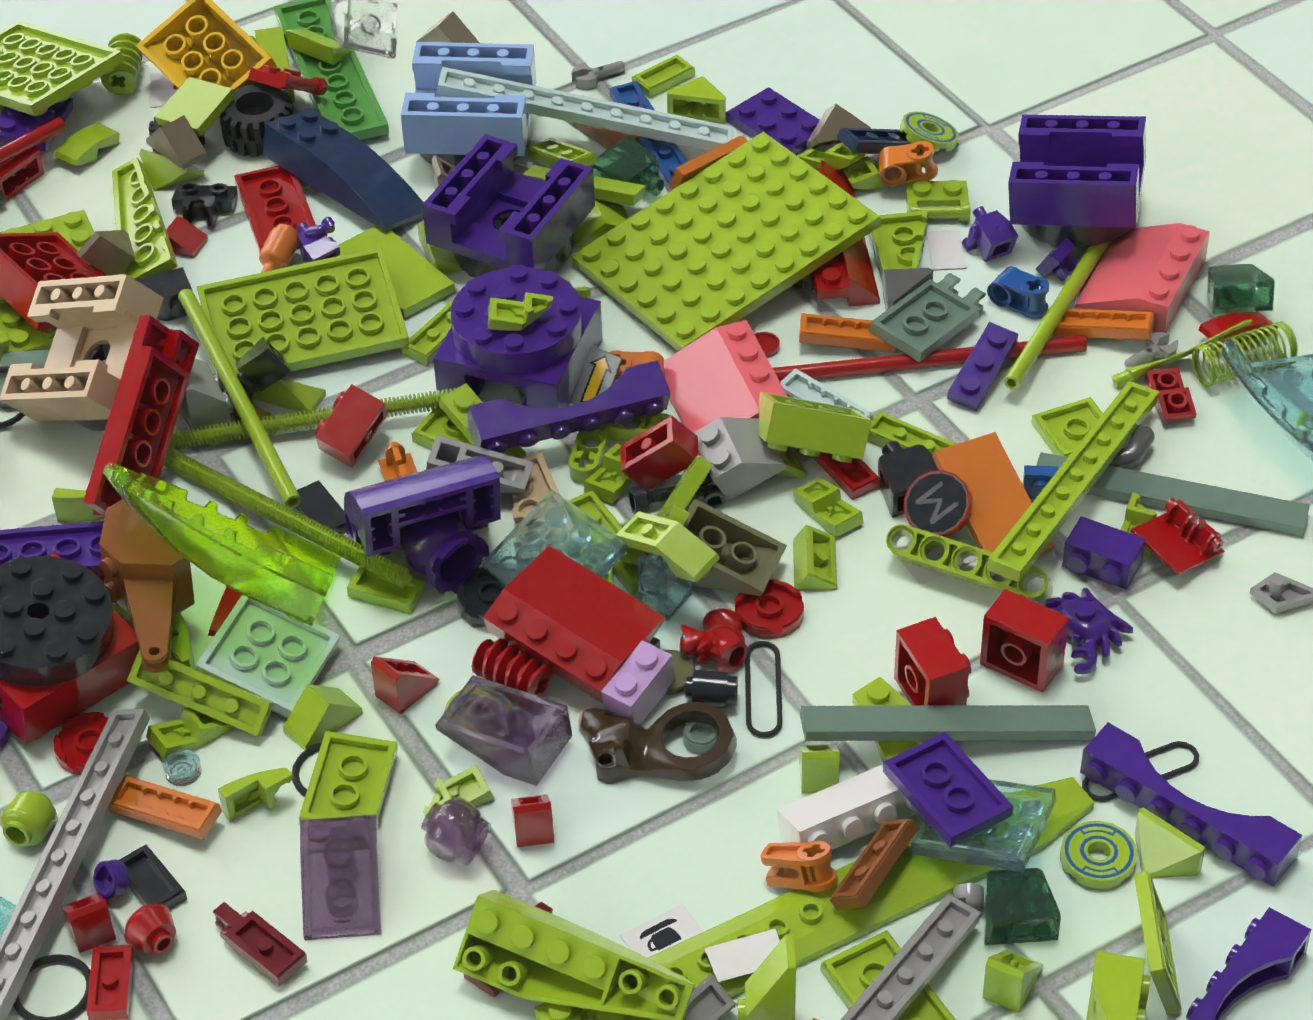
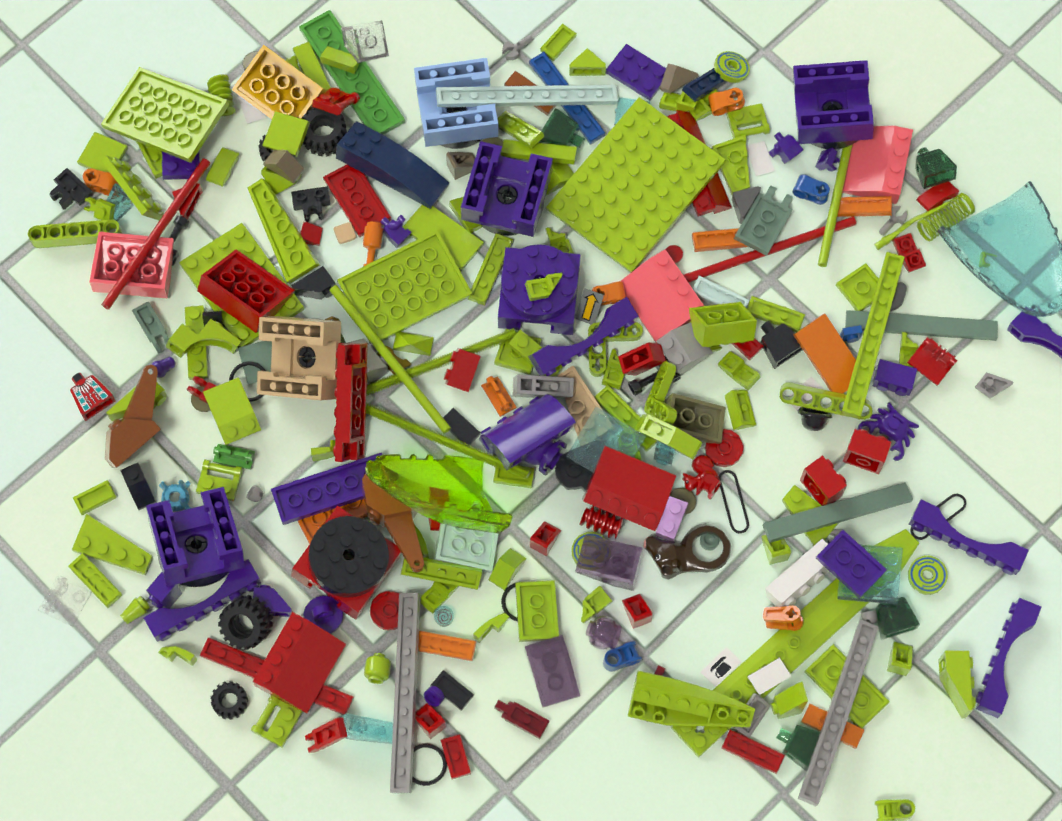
camera: 15 degrees left, 25 degrees up
(108, 251) = (275, 261): dark tan slope -> none
(150, 929) = (466, 723): red cone -> none
(239, 246) = (344, 233): none -> tan piece
(262, 366) = (399, 336): black slope -> none
(450, 30) = (416, 33): dark tan slope -> none
(472, 875) = (625, 655): none -> blue piece
(698, 164) = (607, 125): orange plate -> none
(712, 688) = (709, 511): black brick -> none
(874, 864) = (821, 611): dark orange tile -> none
(938, 503) = (802, 366): black tile -> none
(941, 583) = (813, 419): none -> black hat
(982, 366) = (802, 252): dark purple plate -> none
(1157, 943) = (969, 630): lime tile -> none
(1164, 849) = (959, 567): lime slope -> none

